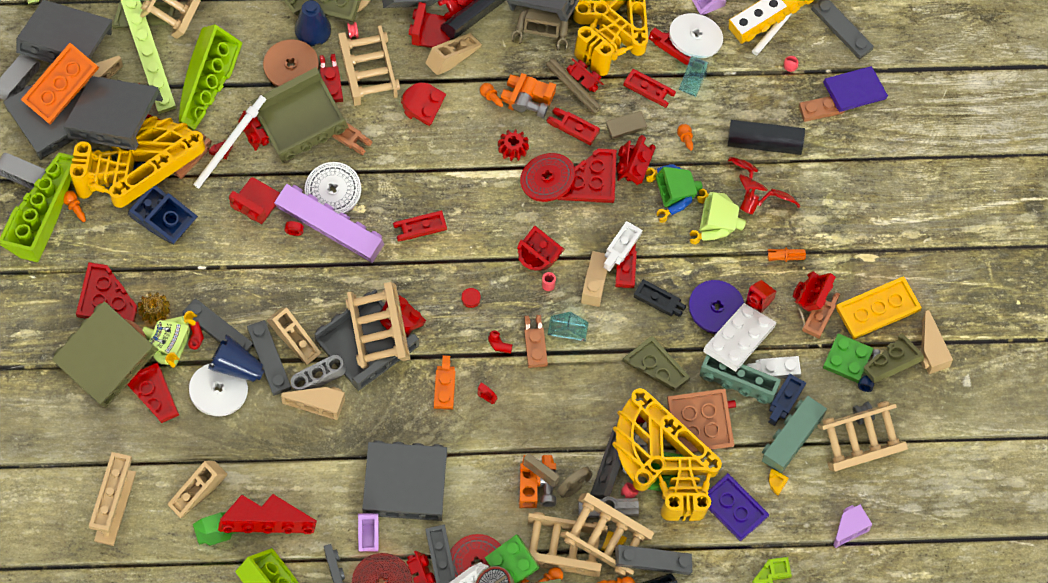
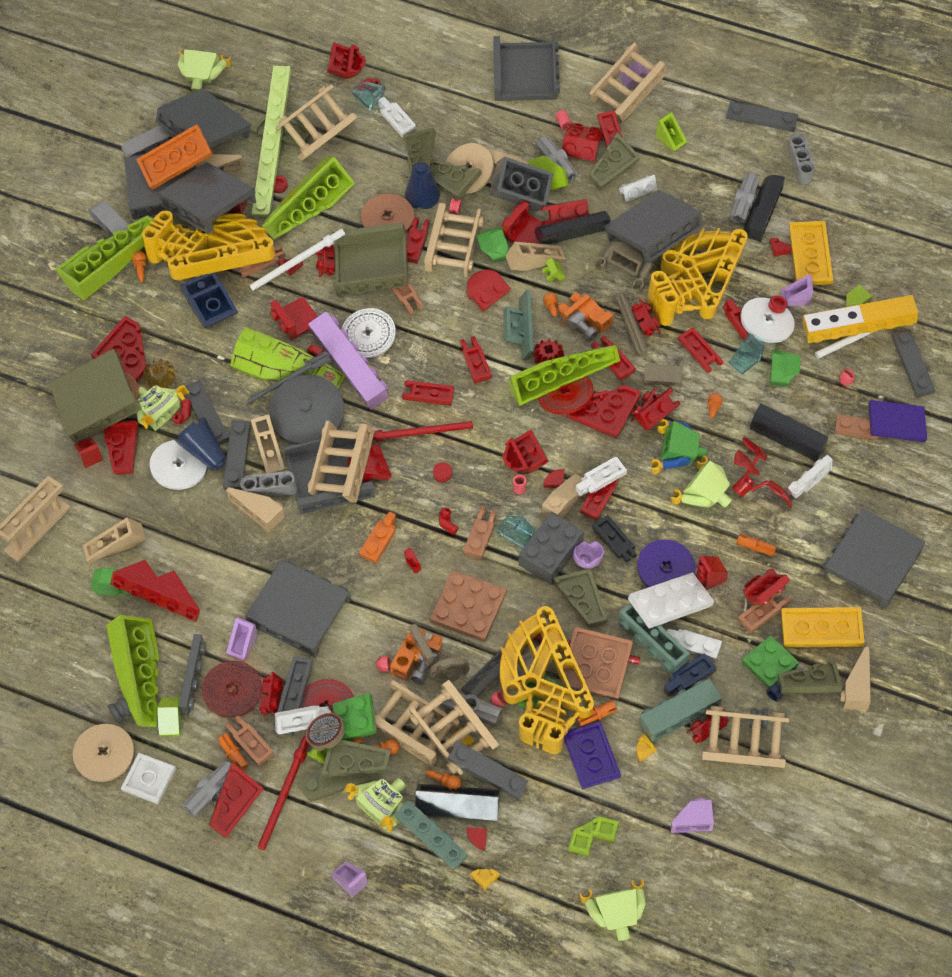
camera: 30 degrees right, 5 degrees down
(124, 410) = (88, 452): none -> red slope
(170, 70) = (281, 184): none -> red tile
(259, 250) = (273, 359): none -> lime wedge
(299, 242) = (311, 365): none -> dark grey piece
(314, 287) = (303, 407): none -> dark grey dish
(408, 54) = (493, 243): none -> bright green slope
(433, 264) = (379, 435): none -> red bar
(448, 177) = (476, 361): none -> red hinge
(473, 127) = (519, 325): none -> sand green bracket
(478, 59) = (554, 269): none -> lime tile
(508, 501) = (383, 664): none -> coral hinge
(533, 160) = (559, 372): none -> lime wedge
(558, 415) = (468, 605): none -> nougat plate
(577, 264) = (554, 479): none -> red tile
(607, 331) = (550, 548): none -> dark grey brick
(644, 323) = (588, 555): none -> lavender hair
(698, 16) = (777, 304): none -> red tile
(727, 461) = (598, 713): none -> orange axle
(731, 75) = (783, 367): none -> bright green slope
(804, 173) = (811, 477): none -> white hinge
(817, 442) = (701, 728): none -> red hinge
(893, 224) = (874, 556): none -> dark grey panel

